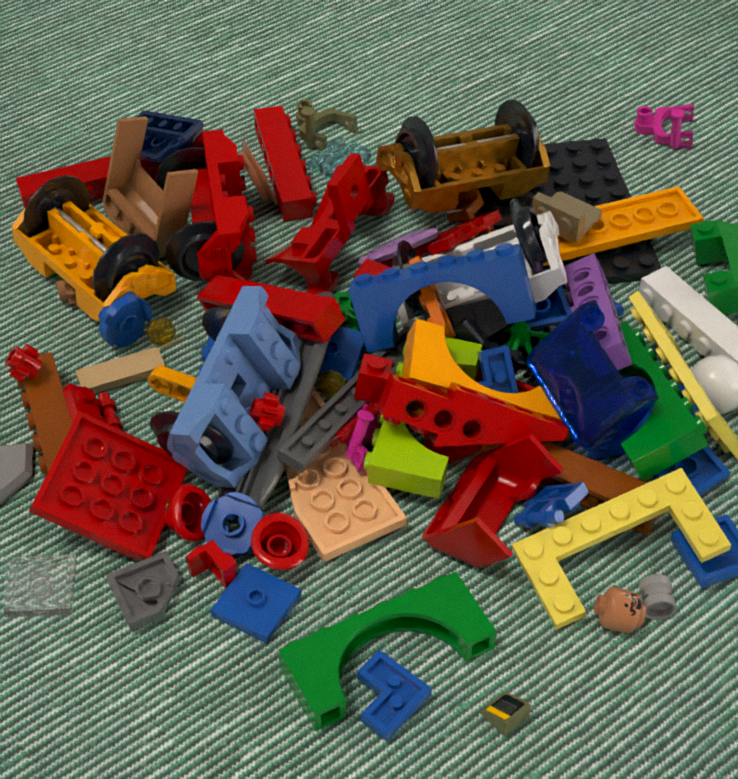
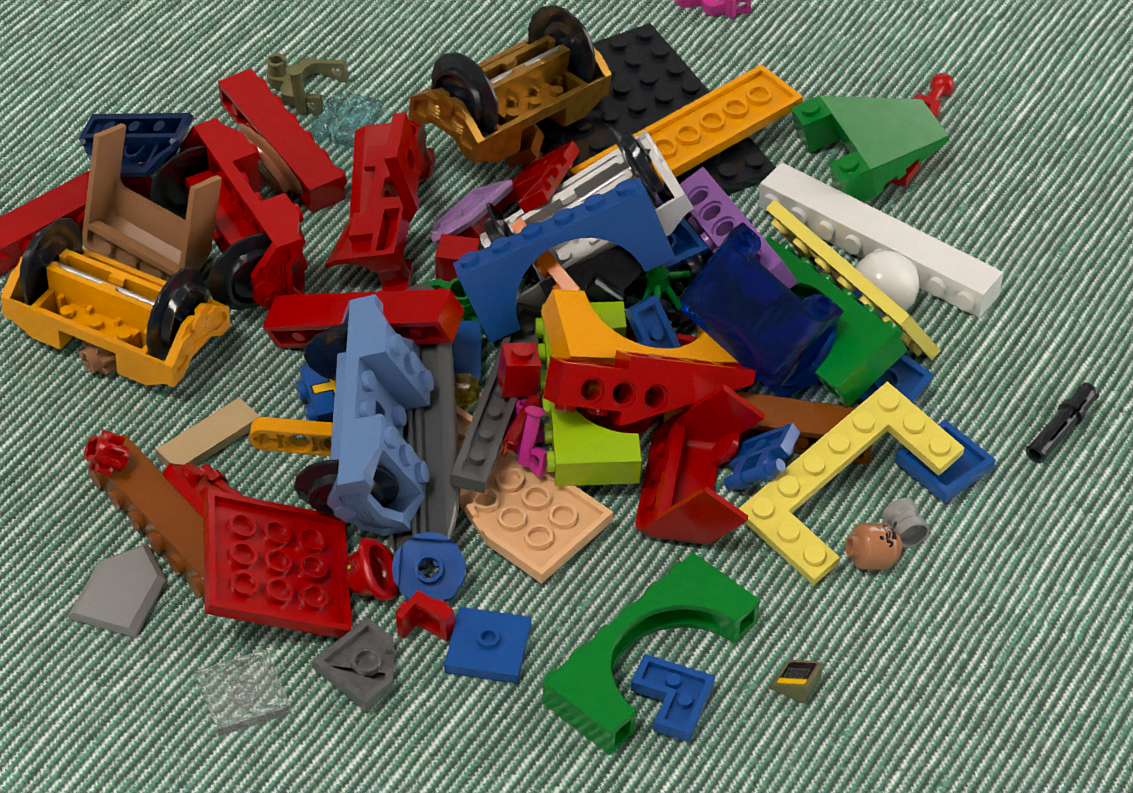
camera: 20 degrees left, 0 degrees up
(129, 309) = (190, 375): blue plate -> none
(161, 331) = (236, 378): clear yellow tile -> none
(267, 411) = (421, 434): red gear -> none
(280, 541) = (490, 573): red hat -> none
(571, 214) = (664, 126): dark tan bracket -> none

